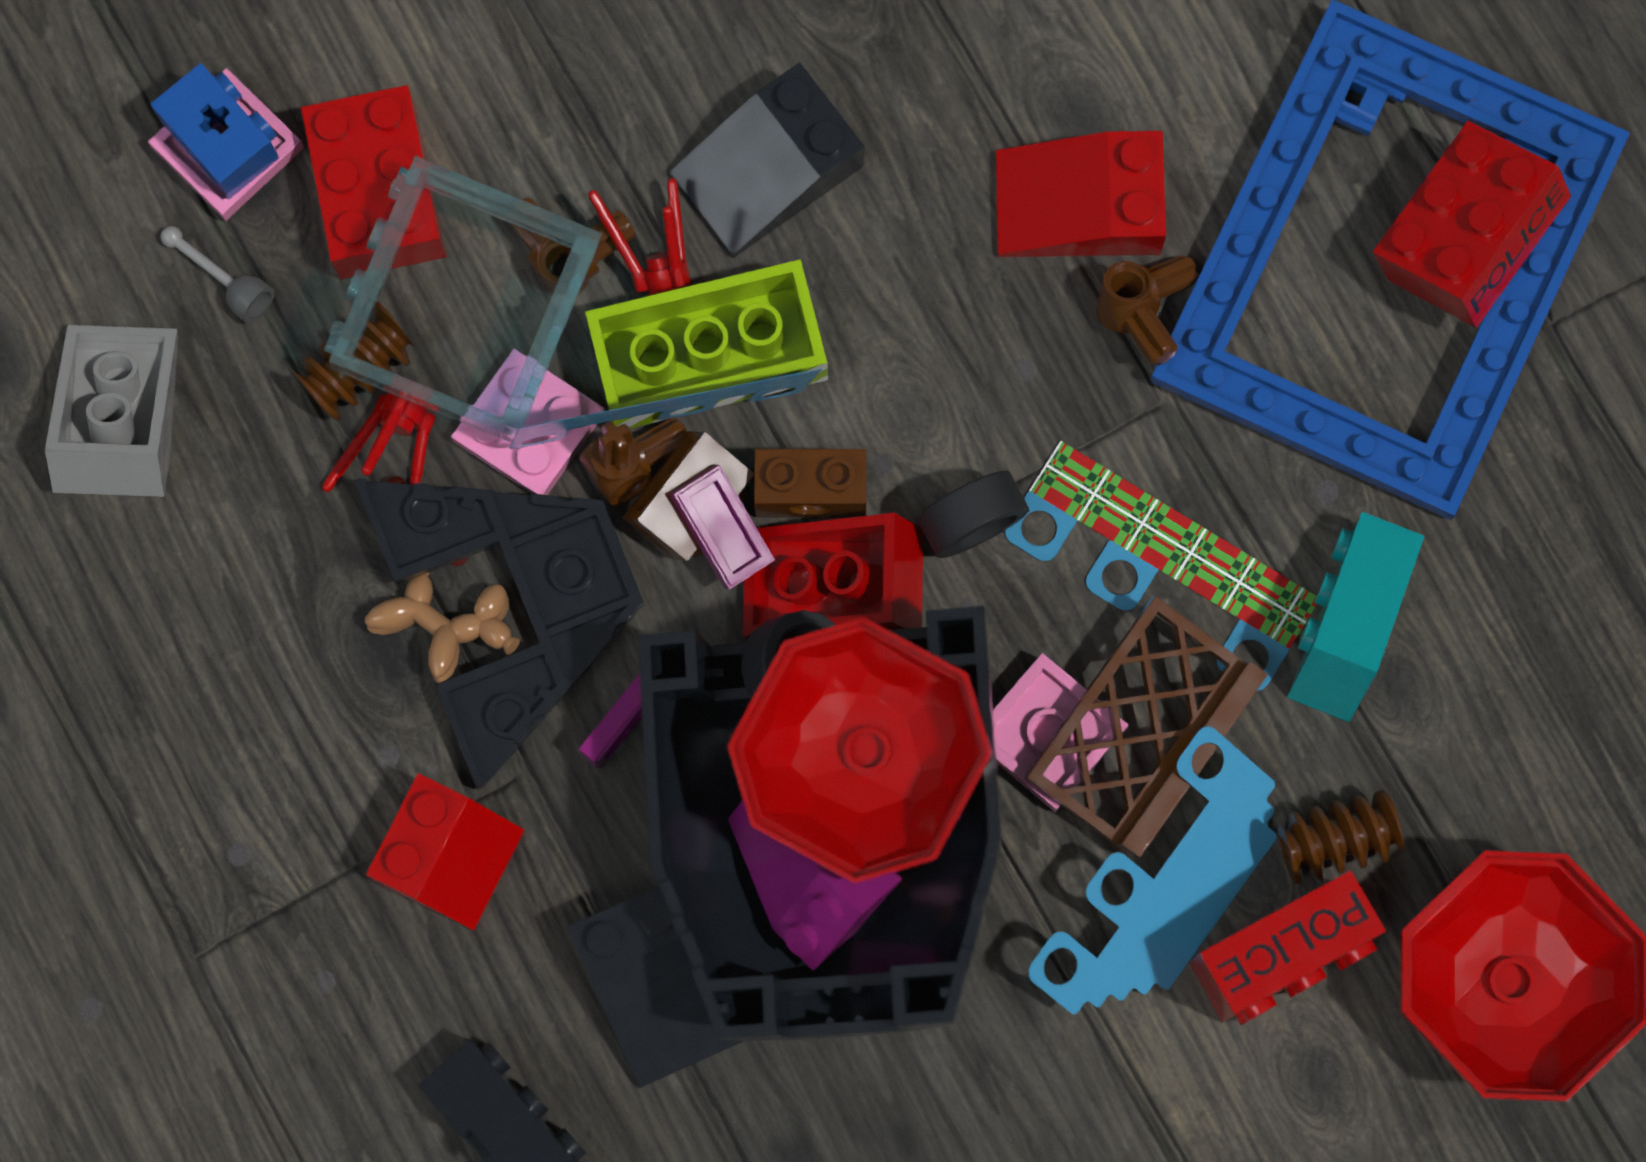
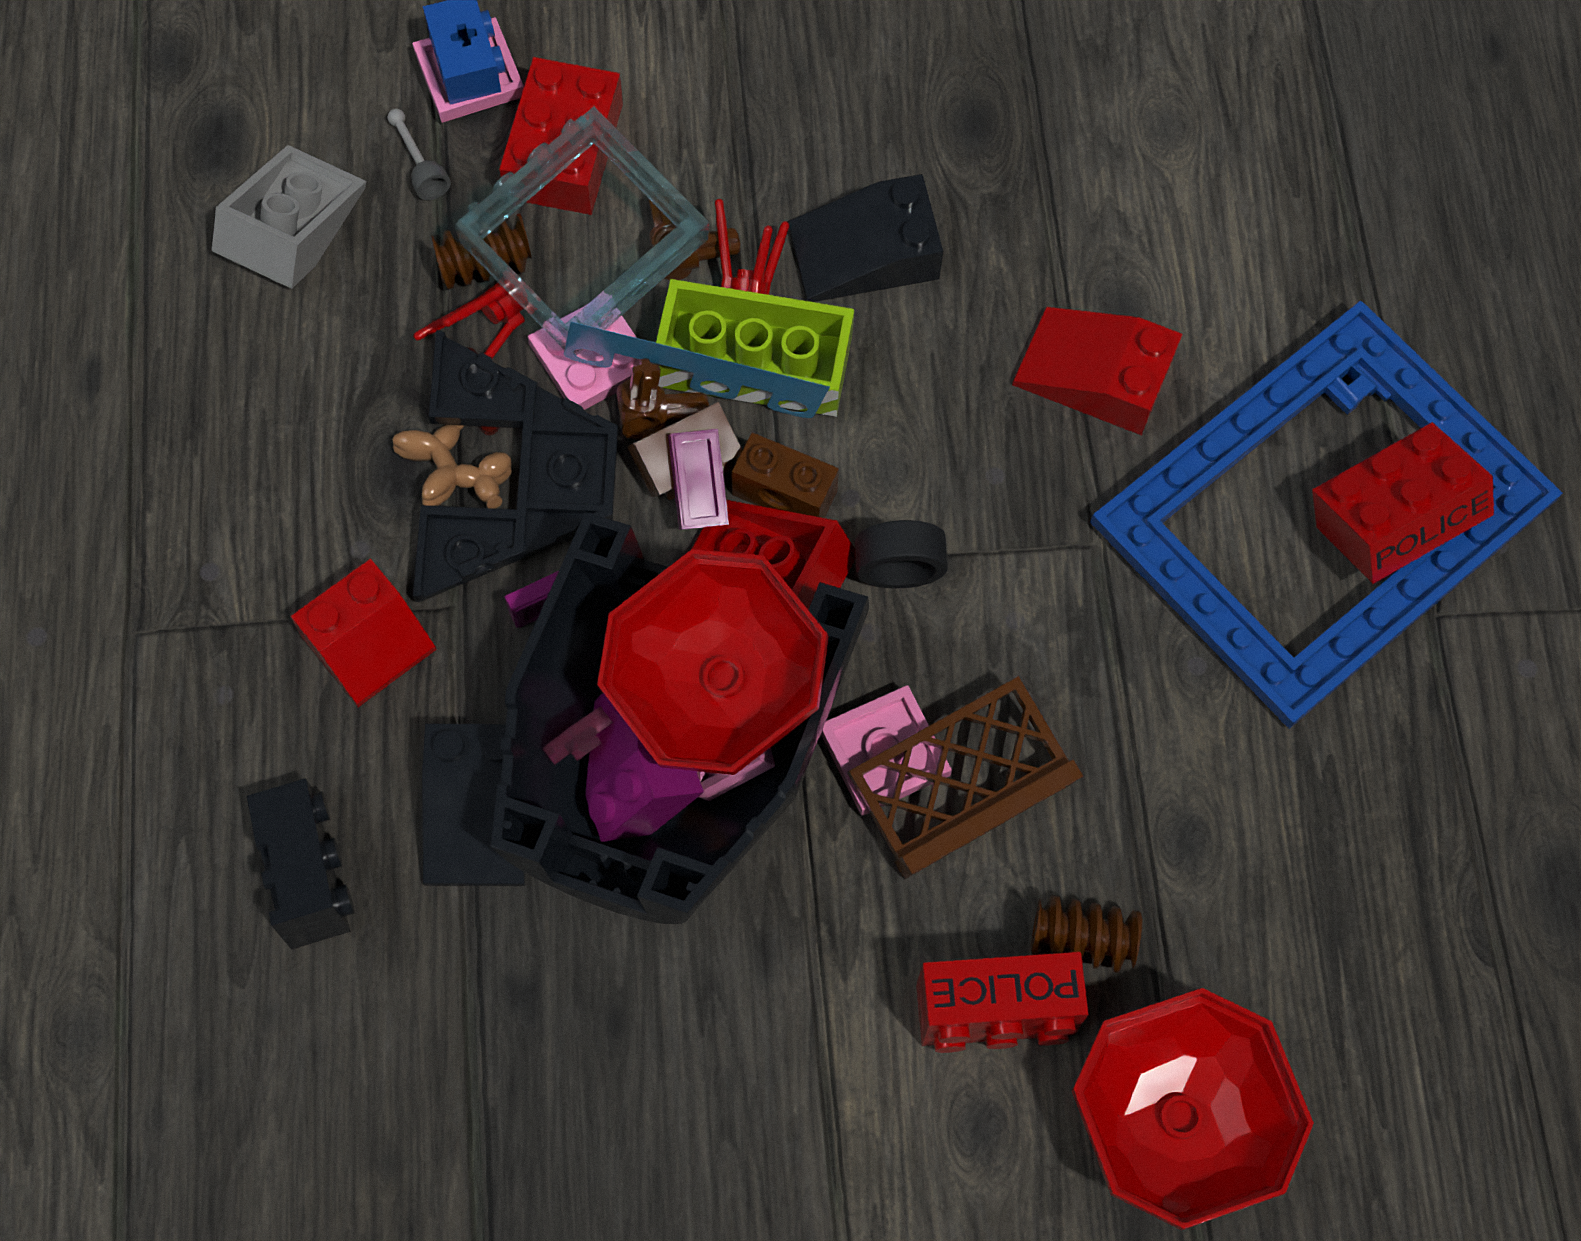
camera: 20 degrees right, 10 degrees down
(740, 874) = (579, 738): none -> clear pink plate
(1143, 293) = (1102, 453): reddish brown axle -> none
(1164, 540) = (1043, 642): piece -> none
(1181, 905) = (935, 925): dark azure piece -> none
(1355, 615) = (1174, 764): teal wedge -> none

